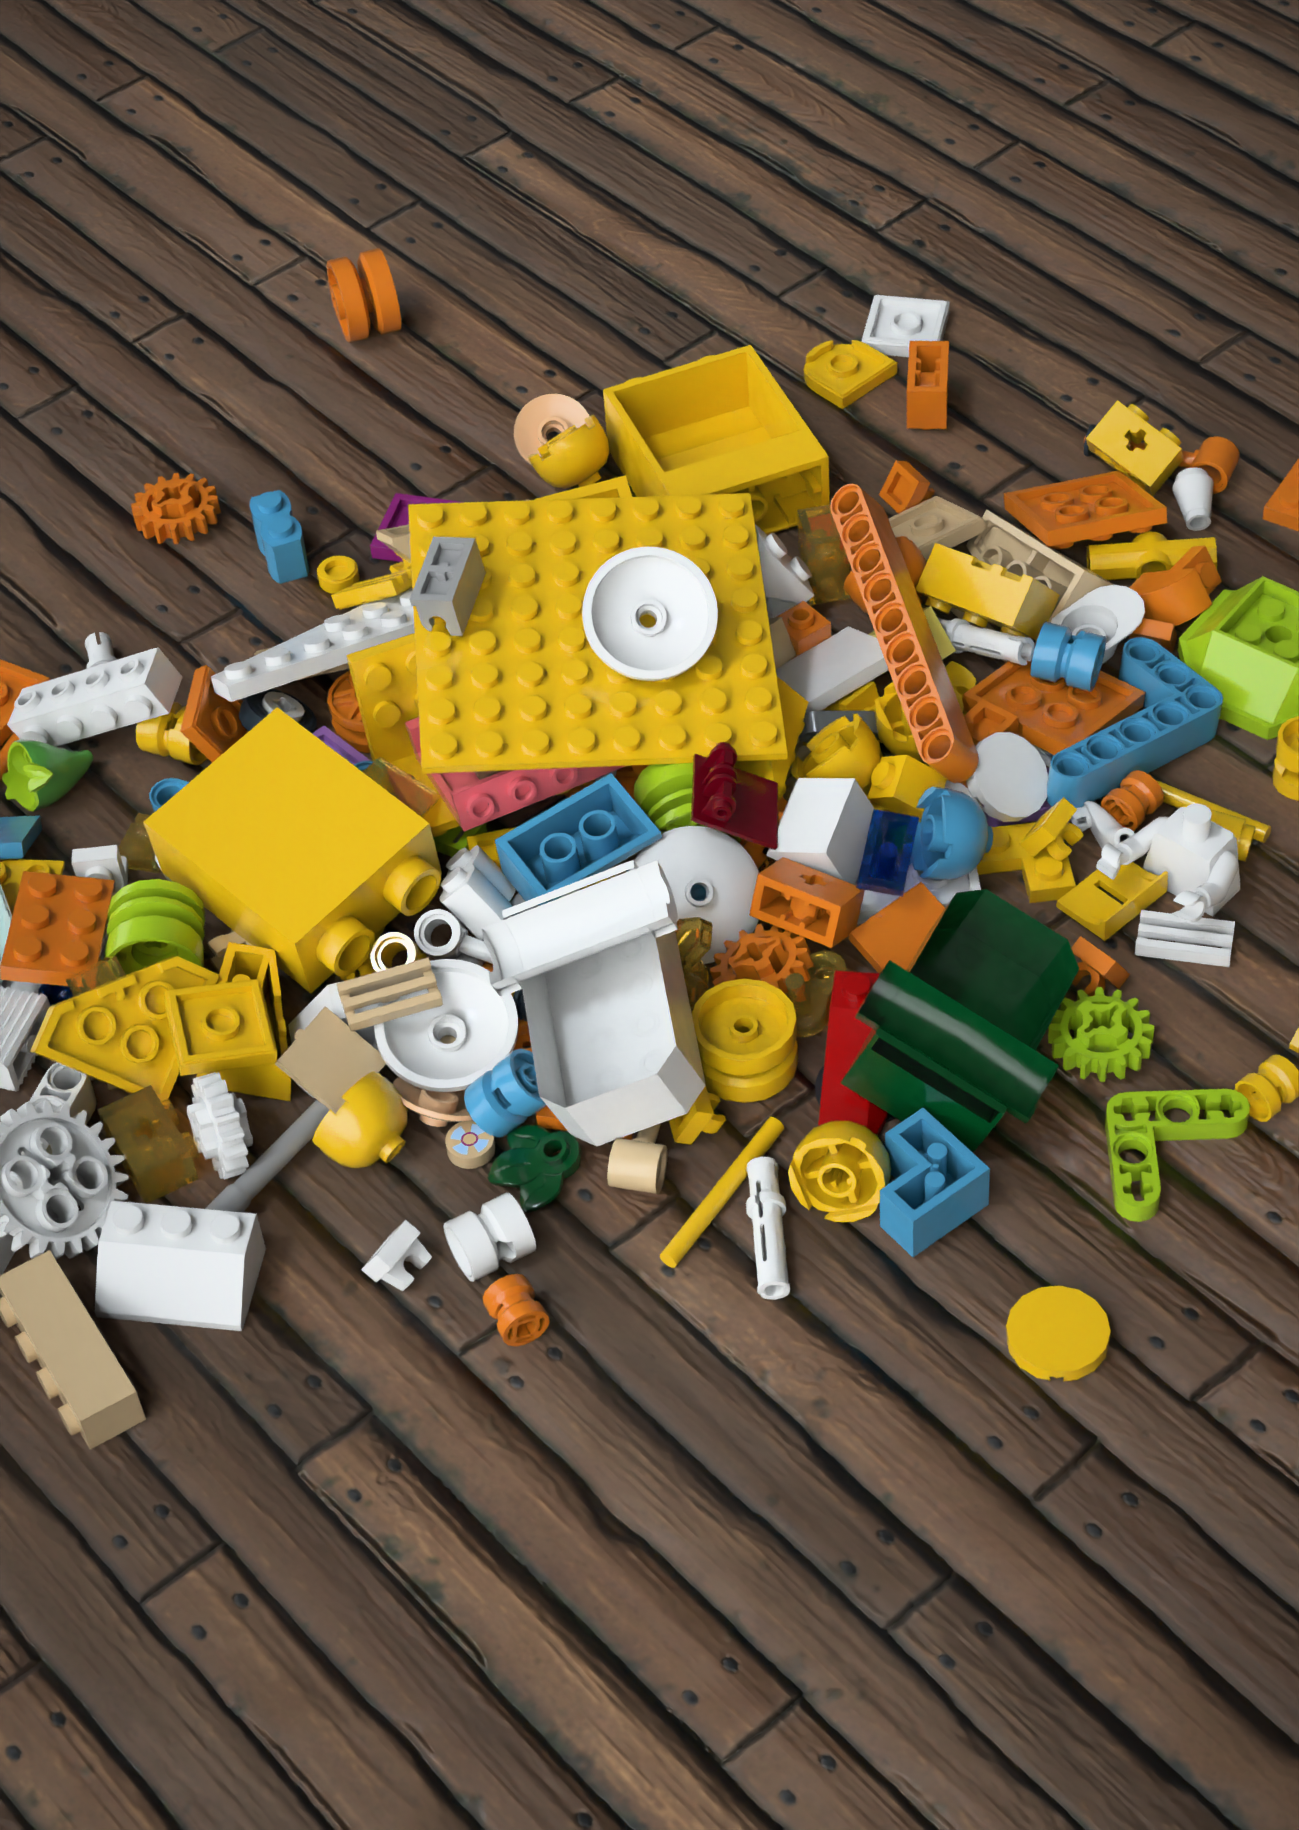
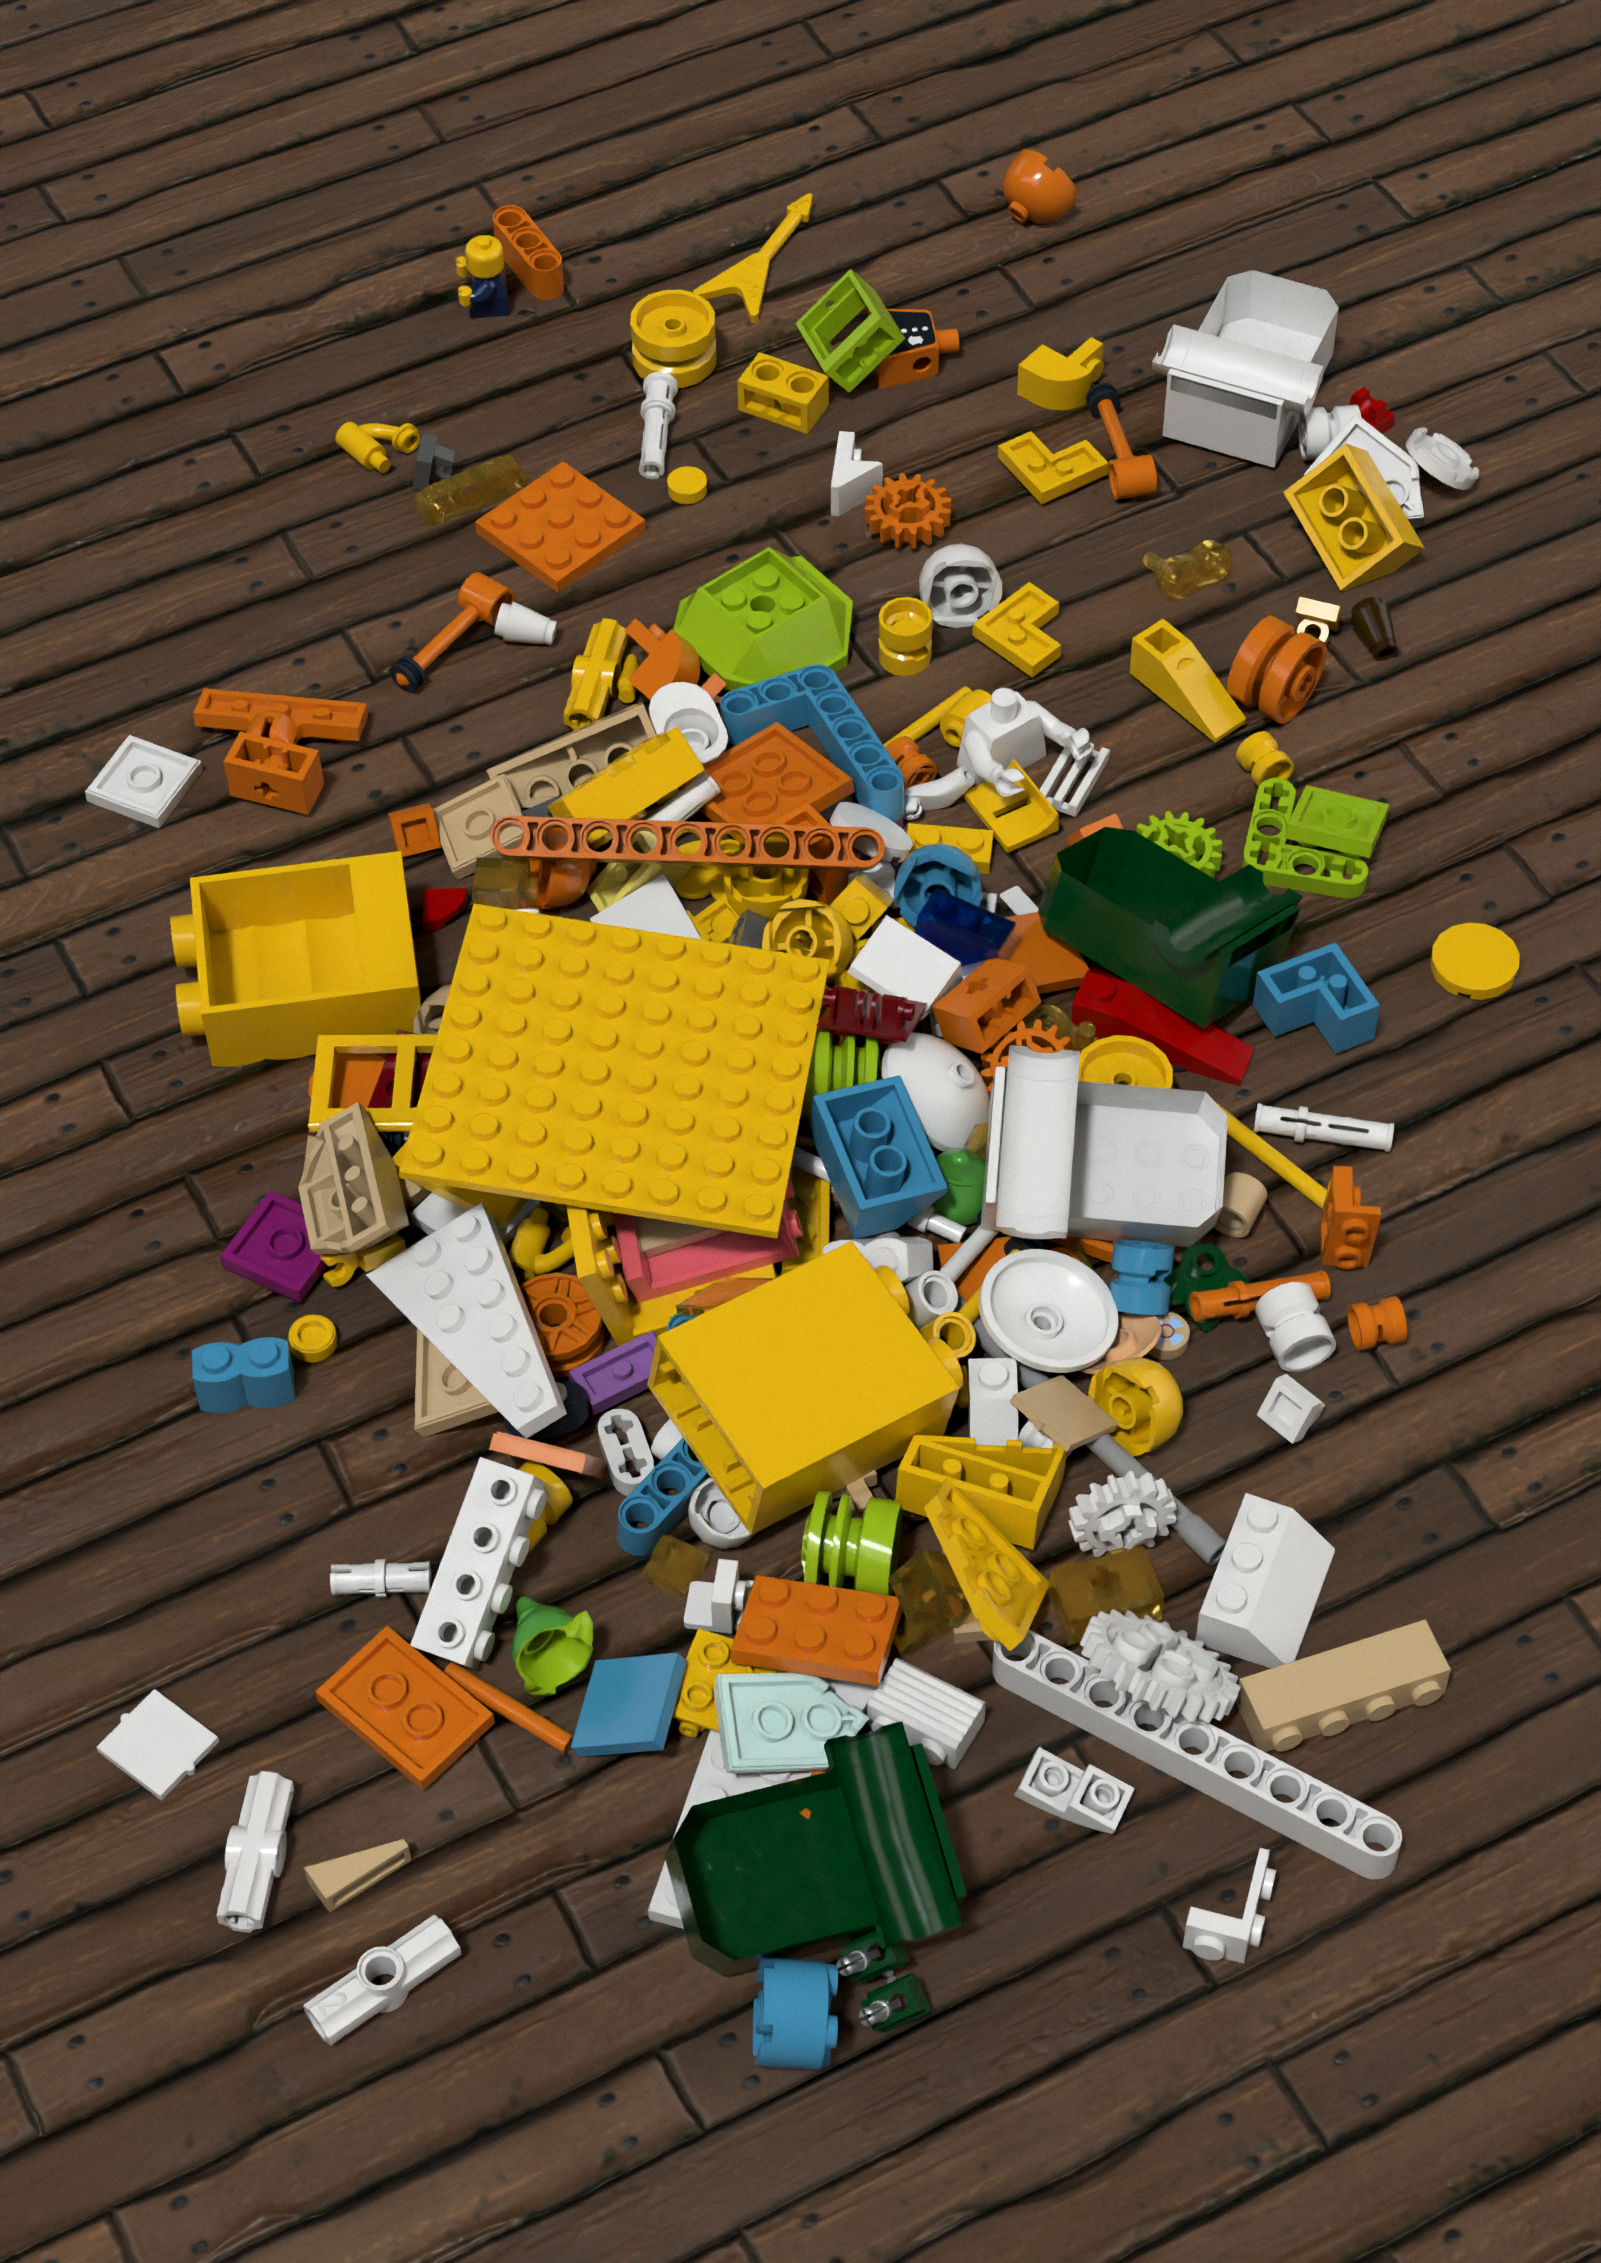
camera: 80 degrees left, 5 degrees up
(175, 508) = (140, 1474): orange gear -> none
(220, 1027) = (1018, 1484): yellow tile -> none
(373, 589) = (380, 1291): yellow tile -> none
(387, 987) = (1031, 1309): tan tile -> none
(448, 583) = (564, 1139): light grey hinge -> none
(518, 1182) = (1241, 1298): none -> orange pin
(542, 416) = (193, 1087): light nougat dish -> none
(573, 455) = (237, 1082): yellow cylinder -> none
(622, 1243) = (1345, 1225): none -> orange bracket
(653, 584) = (667, 992): white dish -> none
(840, 1170) = (1286, 1054): yellow cylinder -> none
(846, 371) = (189, 844): yellow tile -> none
(1000, 375) = (280, 716): none -> orange plate
(1051, 829) = (944, 818): yellow tile -> none
(1068, 656) = (740, 749): dark azure wheel -> none
(1085, 509) = (520, 698): orange plate -> none
(1145, 467) = (455, 639): yellow brick -> none
(1200, 1164) = (1337, 822): none -> lime plate

